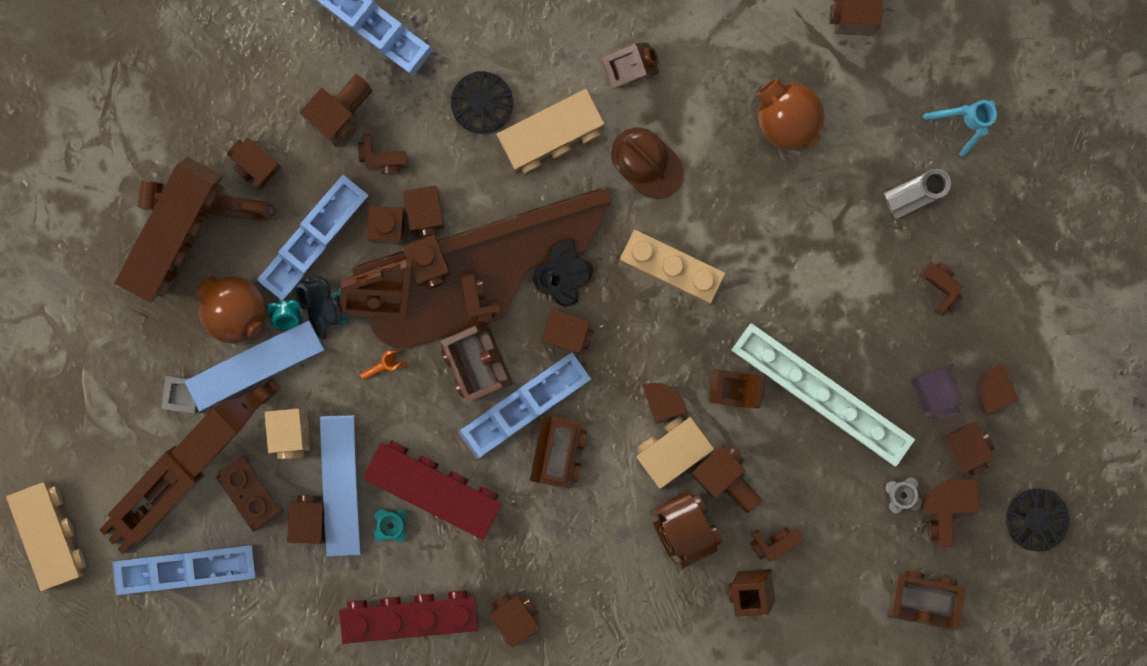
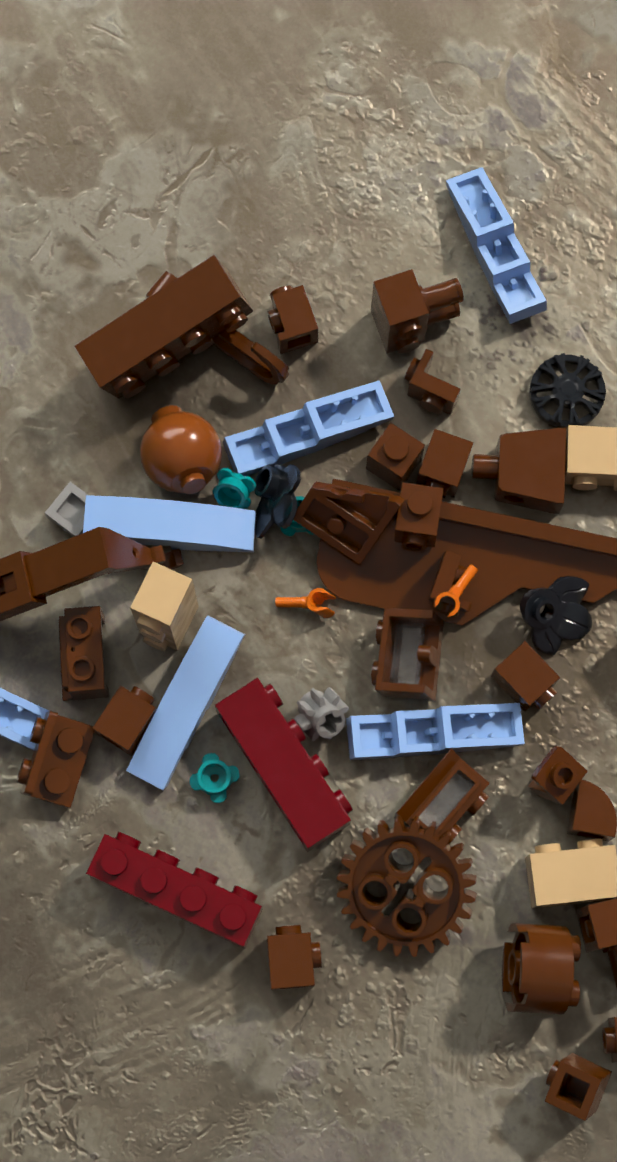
camera: 30 degrees right, 10 degrees down
(274, 576) = (56, 759): none -> reddish brown bracket
(439, 440) = (321, 714): none -> light grey gear
(484, 180) = (527, 469): none -> reddish brown torso
(484, 303) = (457, 589): none -> orange hand
(534, 522) = (376, 863): none -> reddish brown gear
(625, 391) = (557, 776): none -> reddish brown bracket

